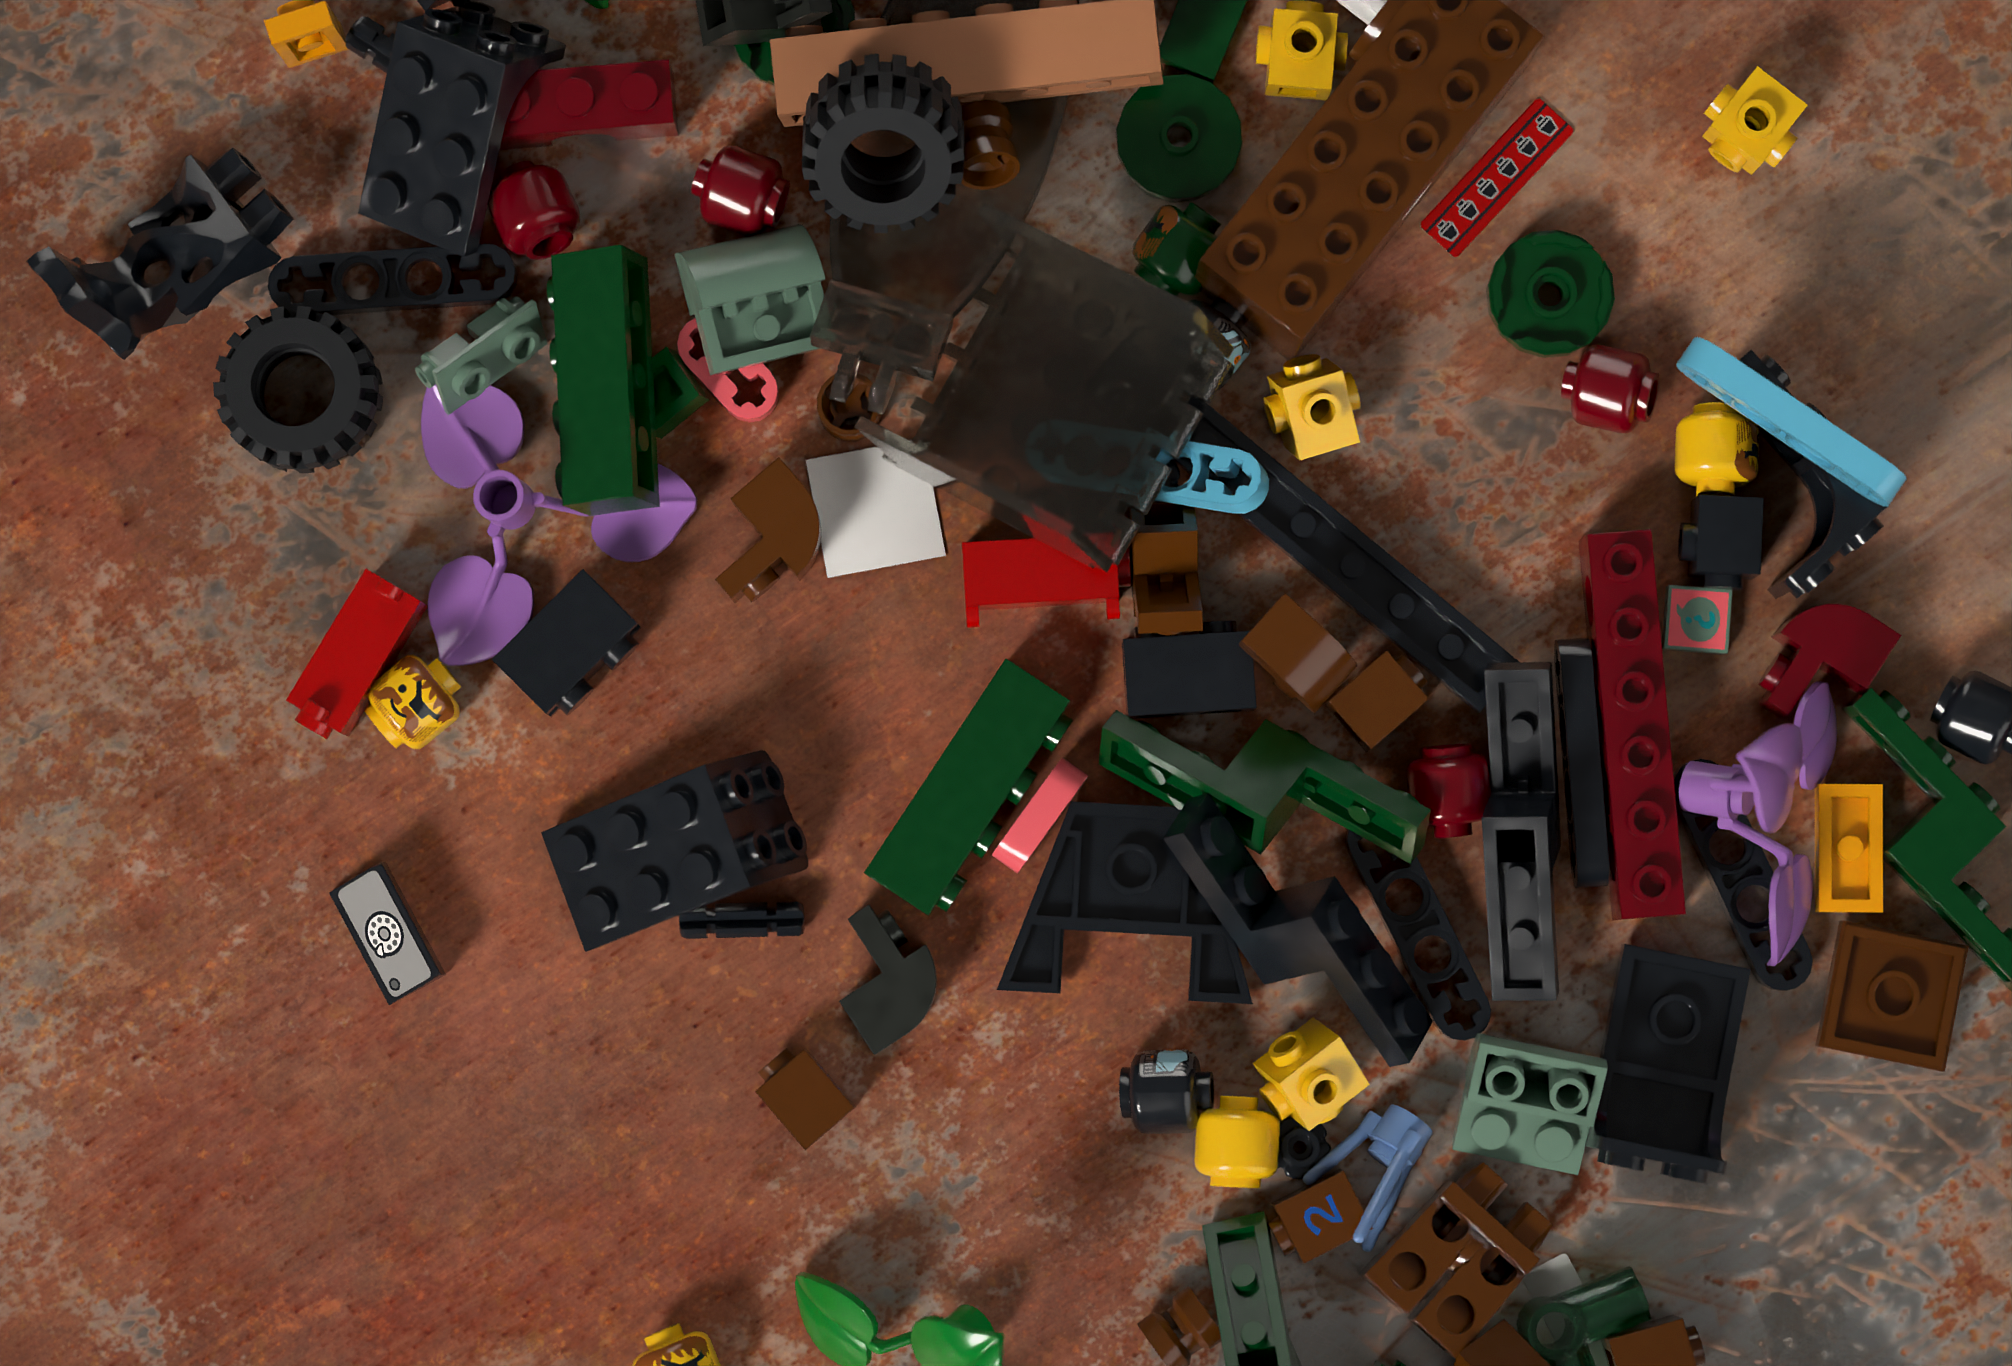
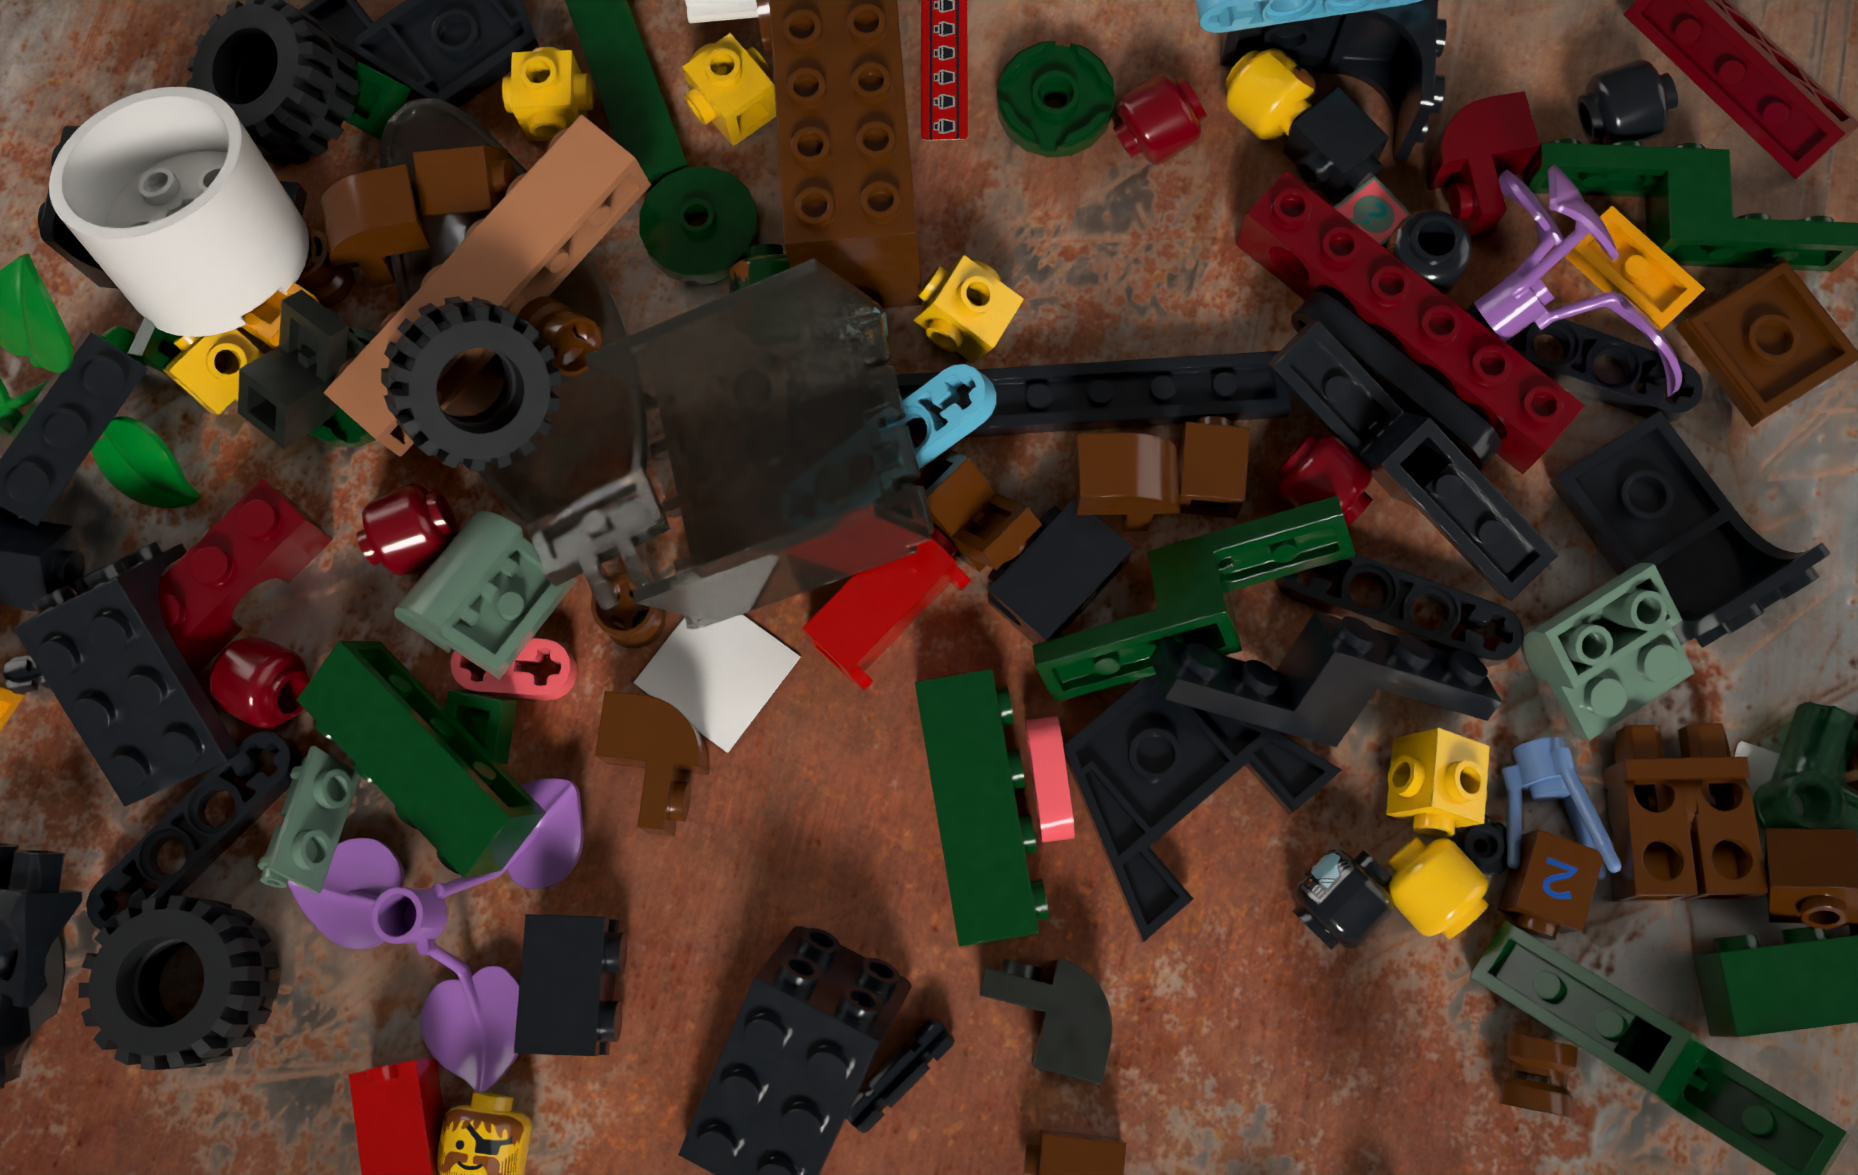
camera: 35 degrees left, 10 degrees down
(1717, 679) = (1433, 247): none -> black head

